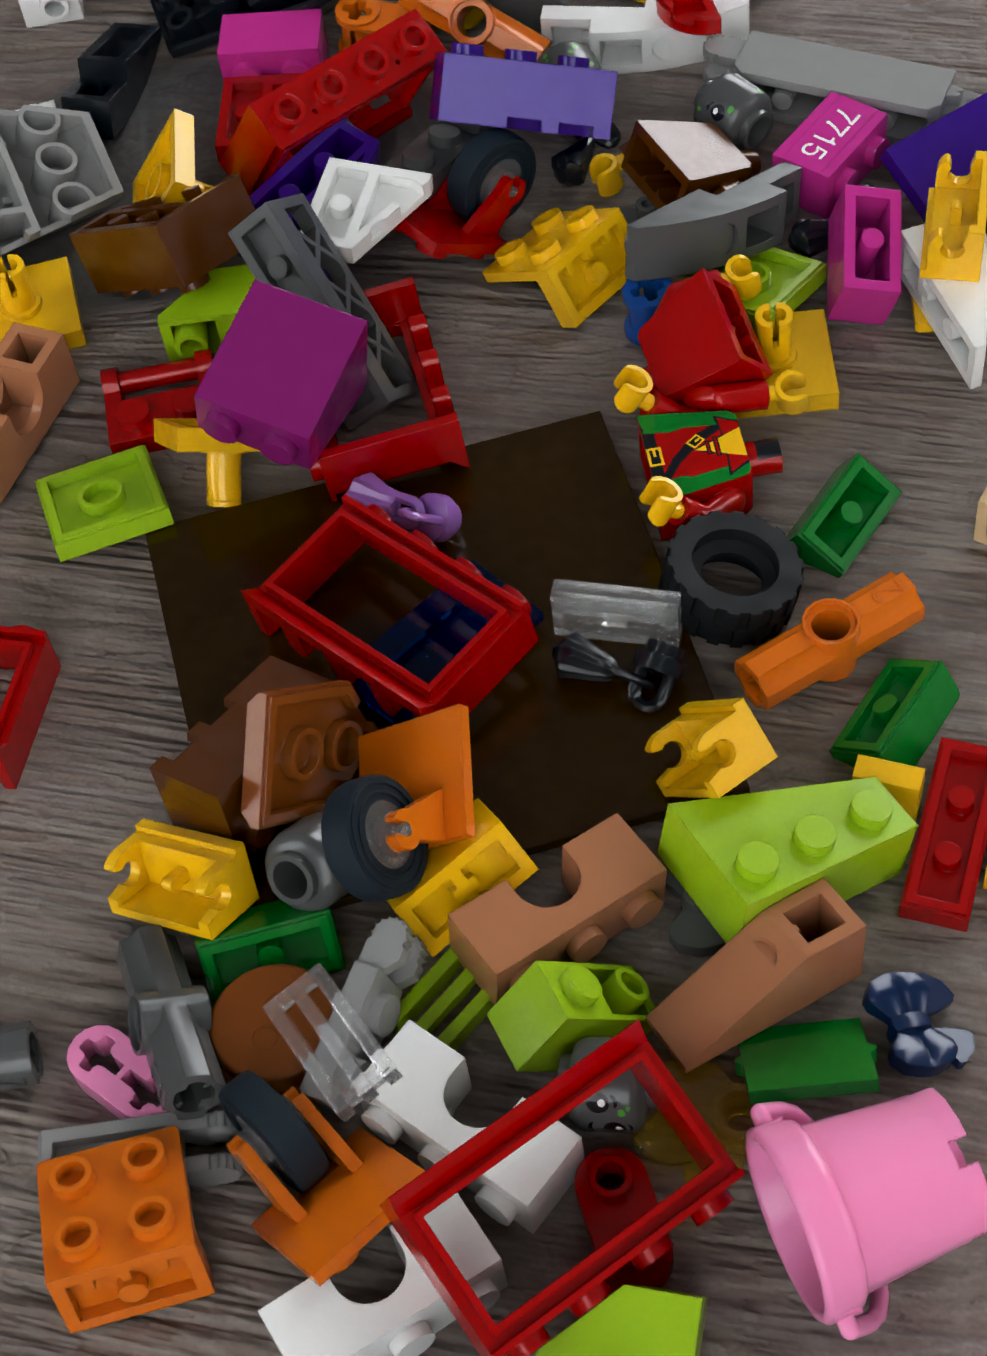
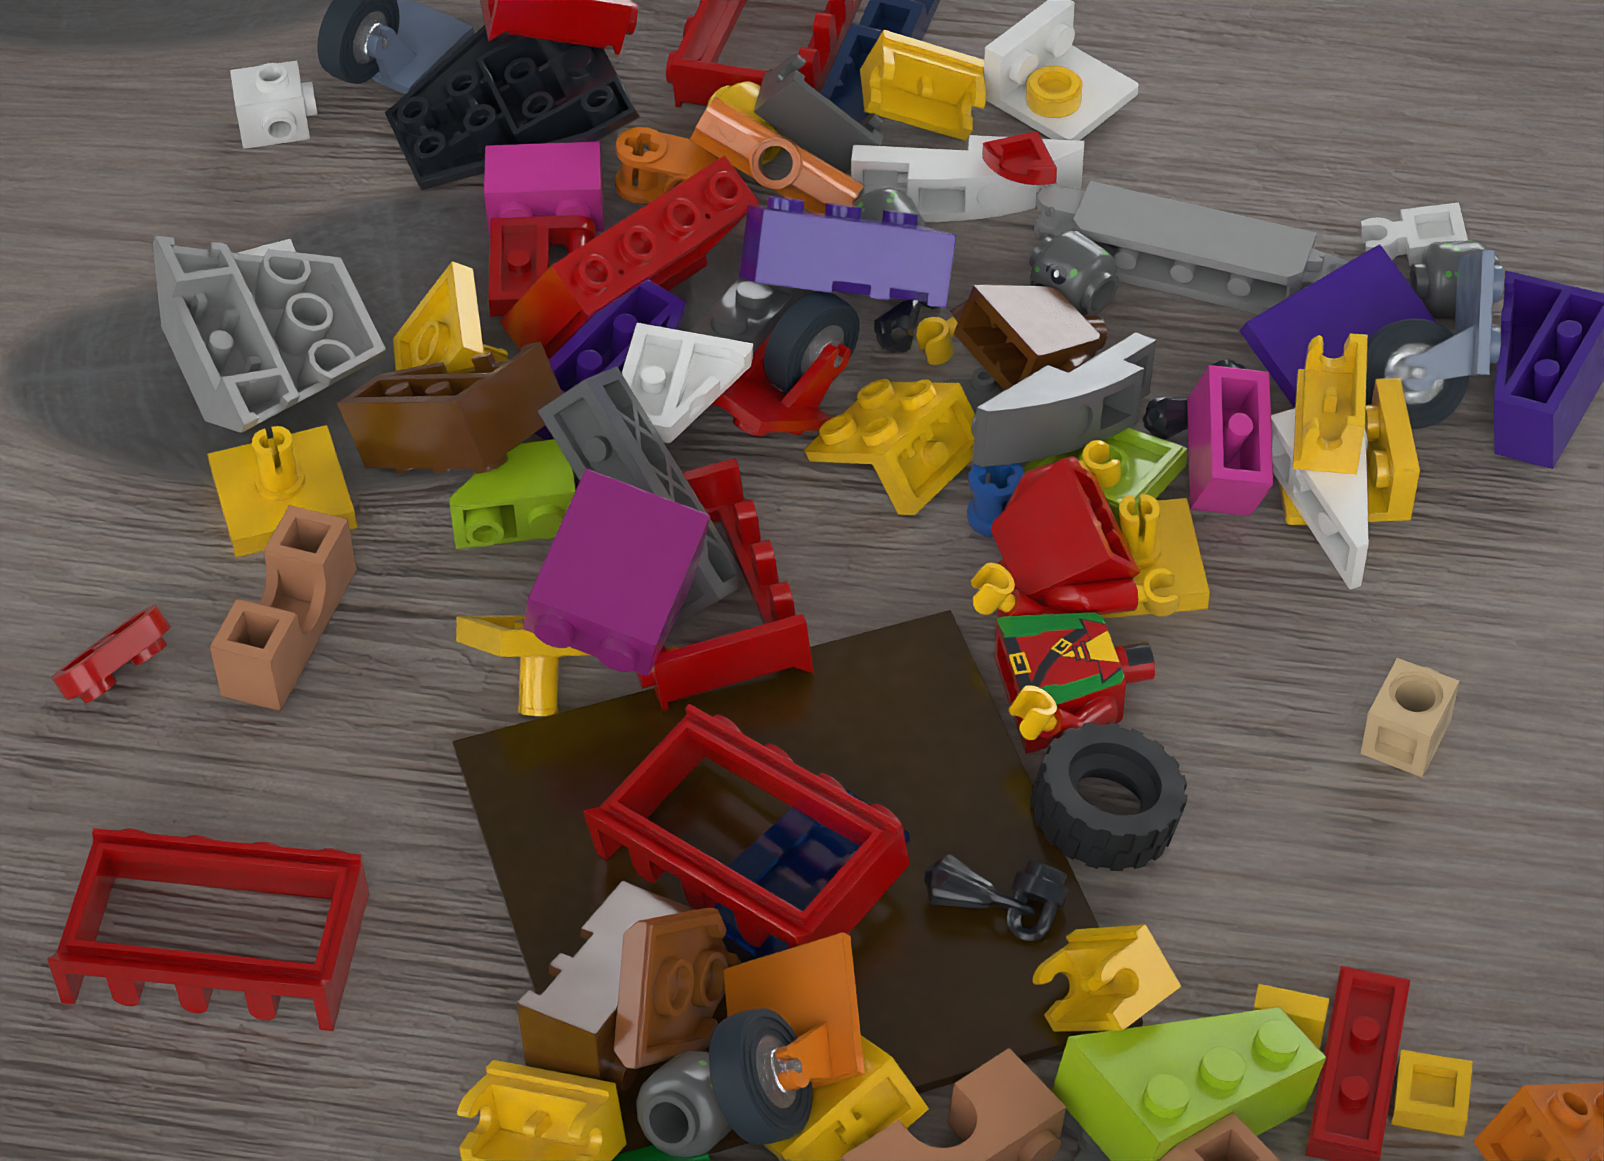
camera: 10 degrees left, 5 degrees down
(103, 503) = (402, 710): lime tile -> none
(114, 76) = (359, 210): black slope -> none
(132, 419) = (429, 616): red plate -> none
(431, 514) = (777, 724): medium lavender piece -> none
(616, 612) = (990, 833): clear tile -> none
(829, 640) = (1240, 845): orange piece -> none
(834, 148) = (1190, 319): dark pink brick -> none
(843, 516) = (1222, 727): green slope -> none
(899, 713) = (1293, 940): green slope -> none

